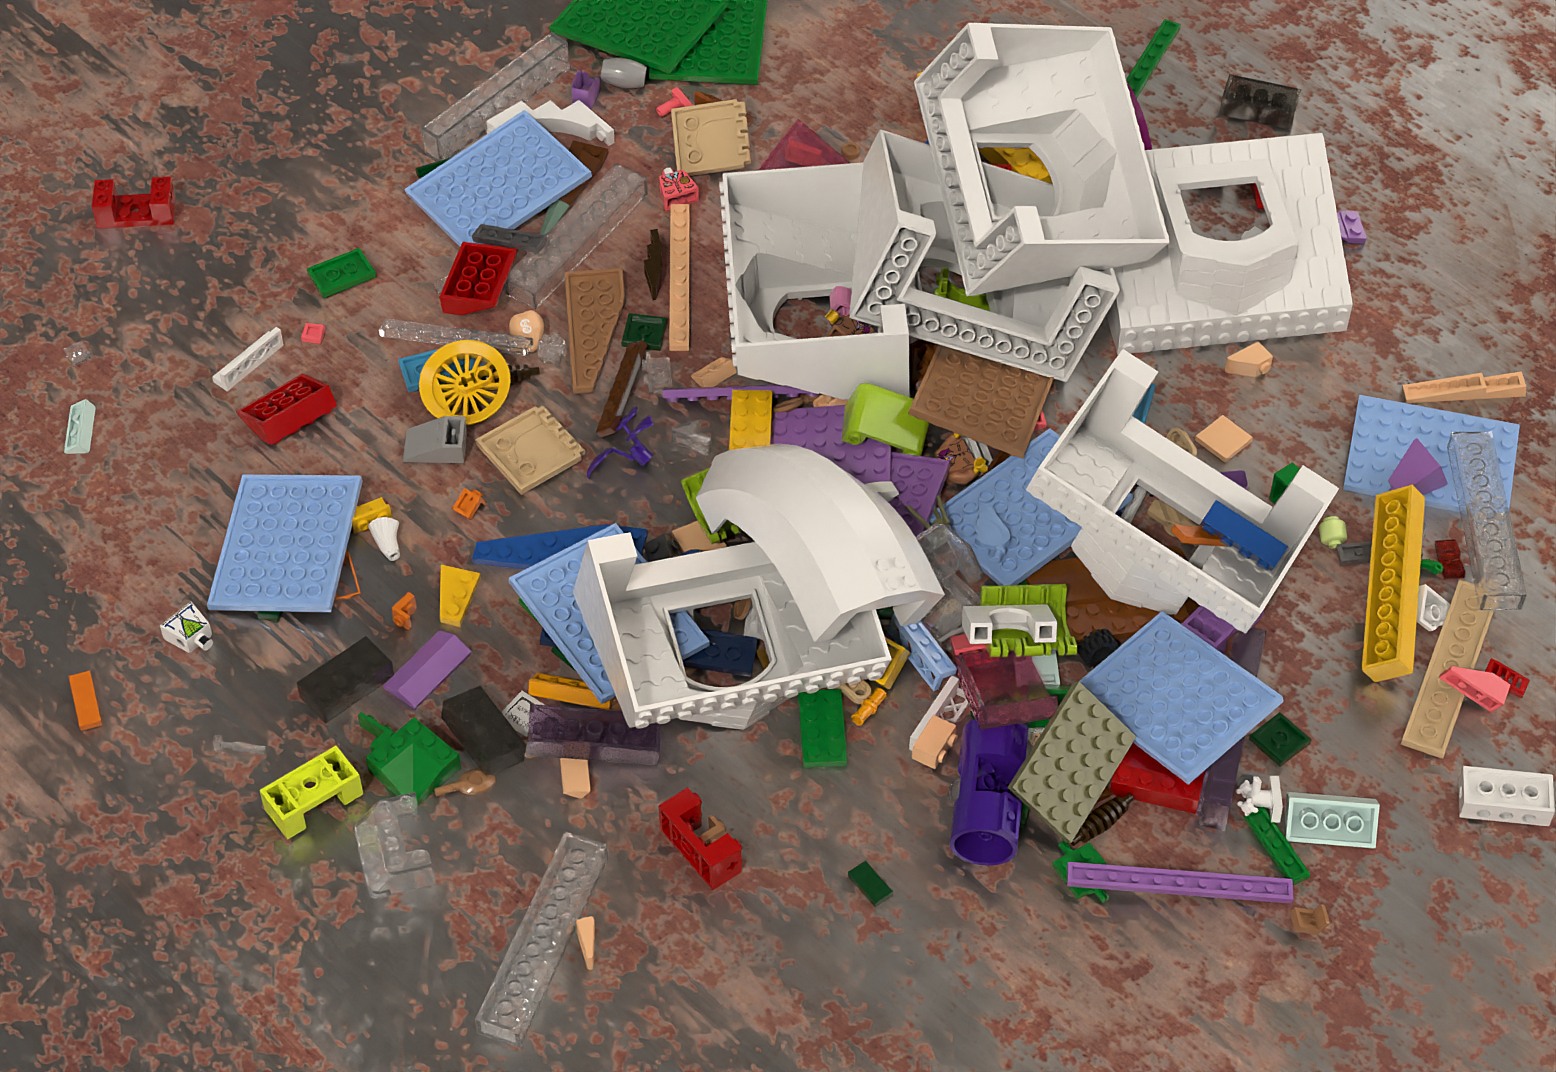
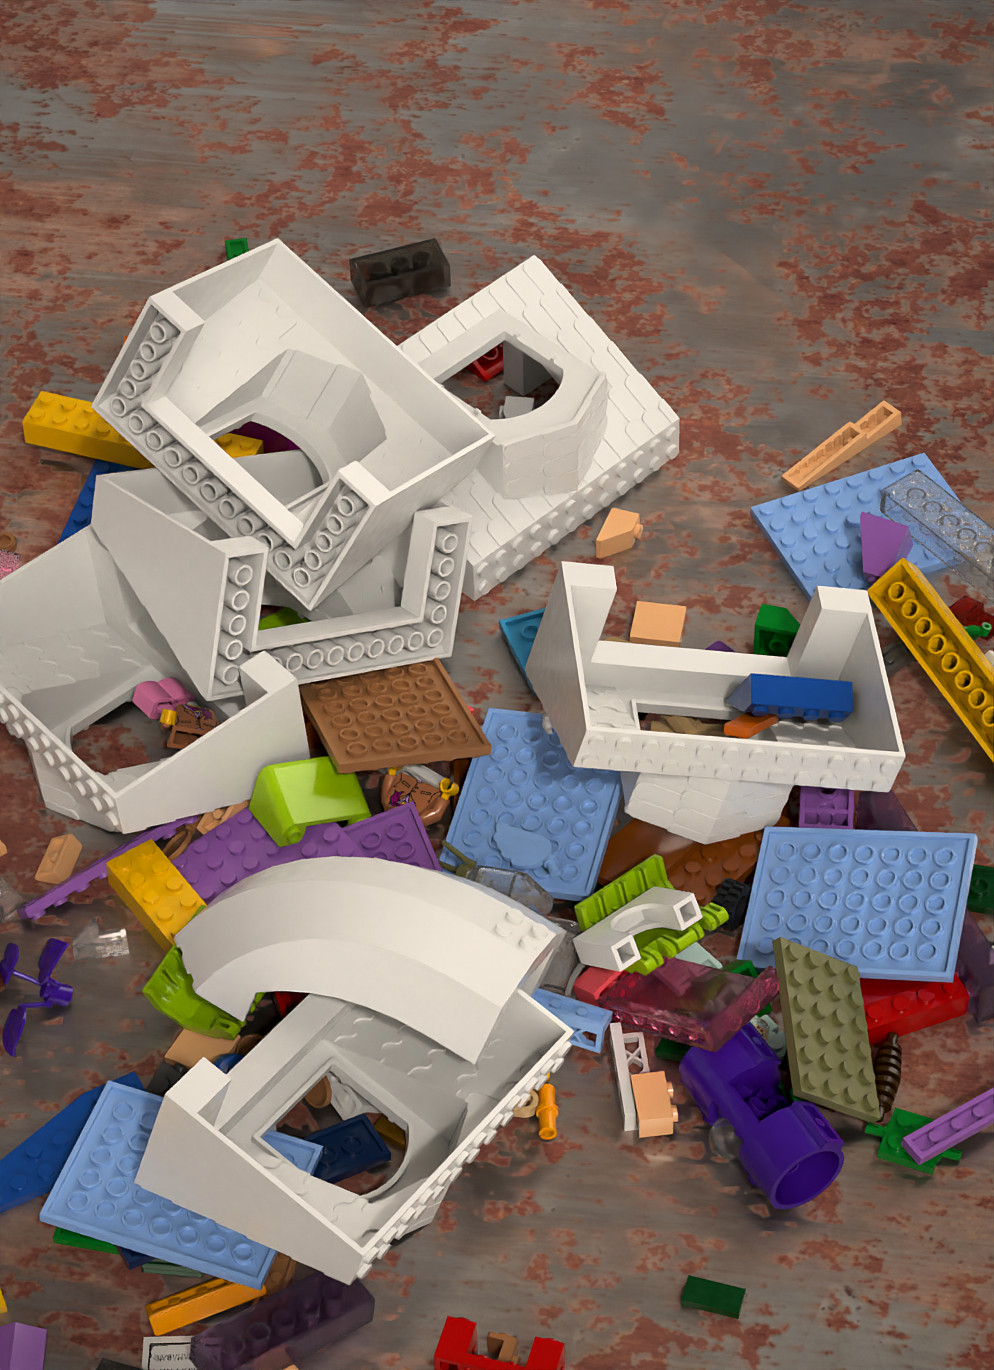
camera: 35 degrees left, 5 degrees down
(822, 728) = (523, 1172): green plate -> none

